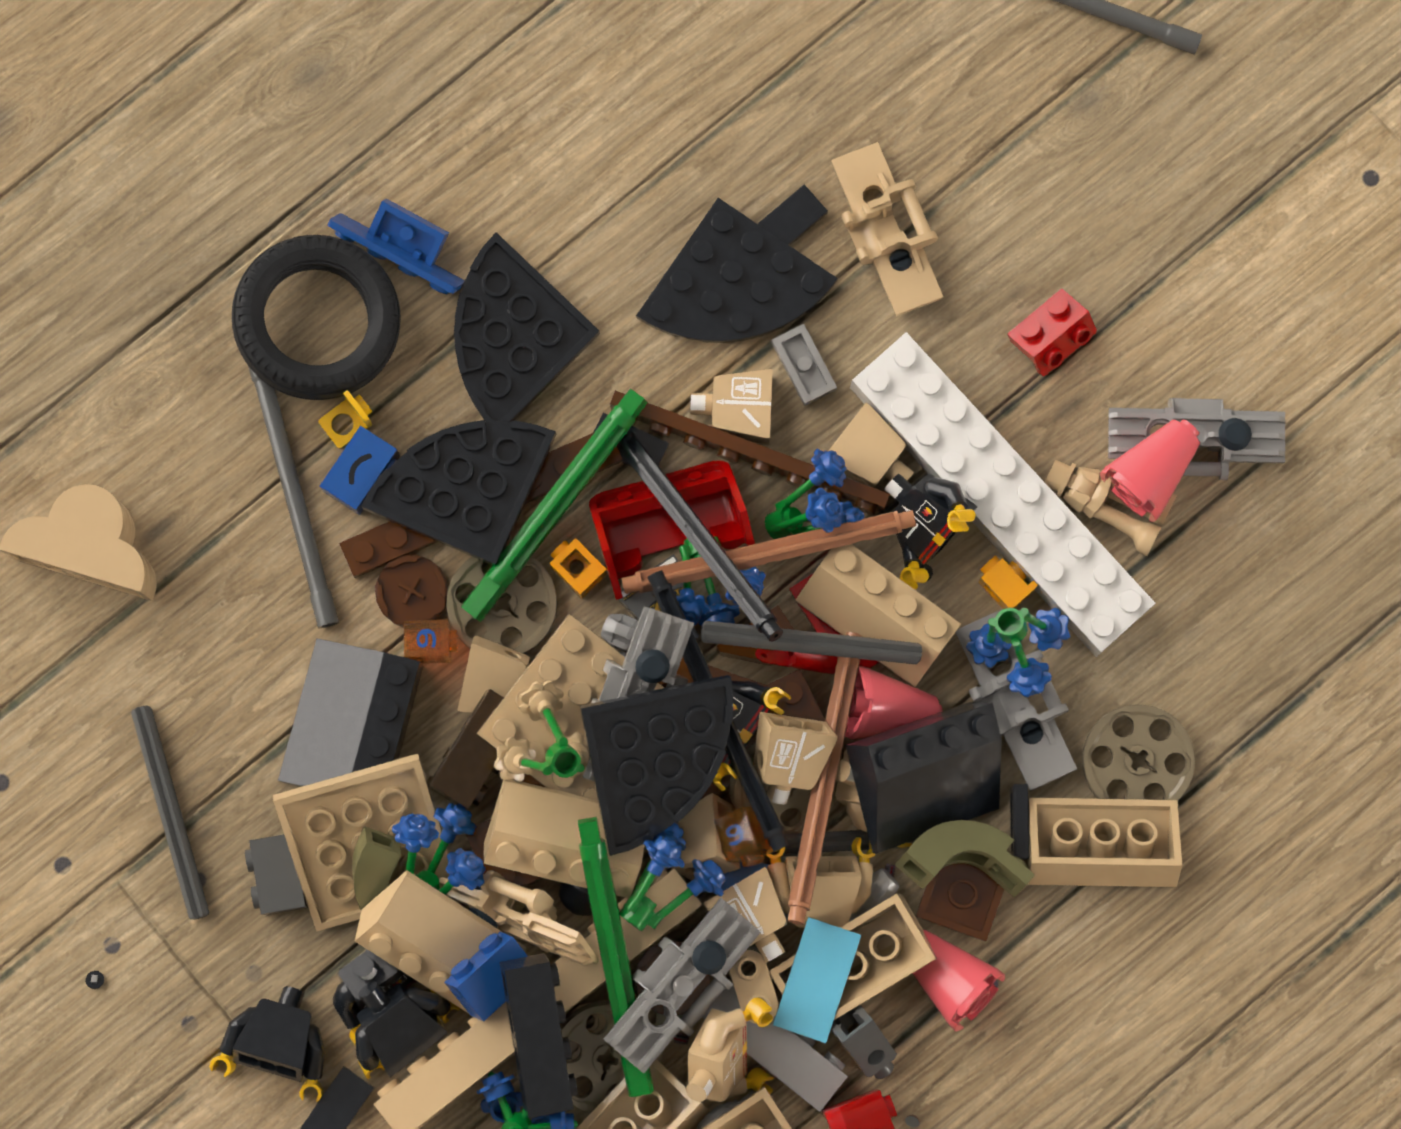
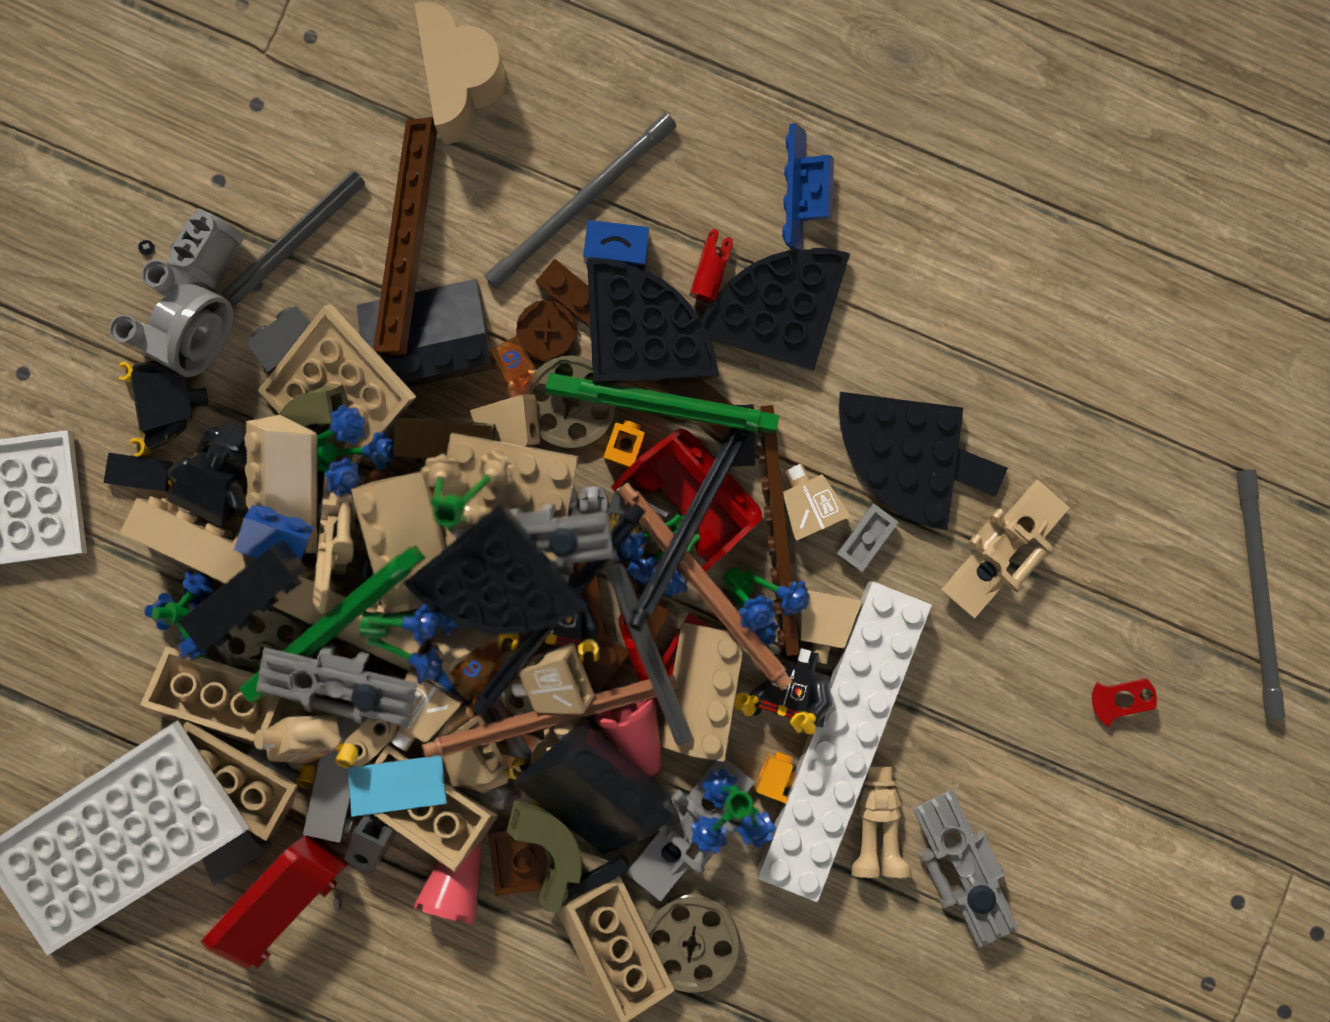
camera: 65 degrees right, 5 degrees up
(201, 955) = (191, 321): none -> light grey piece
(236, 685) = (405, 237): none -> reddish brown plate
(323, 254) = (744, 104): black tyre -> none
(353, 407) = (662, 219): yellow bracket -> none
(435, 383) = (711, 268): none -> red piece
(1053, 331) = (990, 716): bracket -> none
(1103, 209) = (1104, 699): none -> red piece
(1153, 468) = (921, 851): coral cone -> none

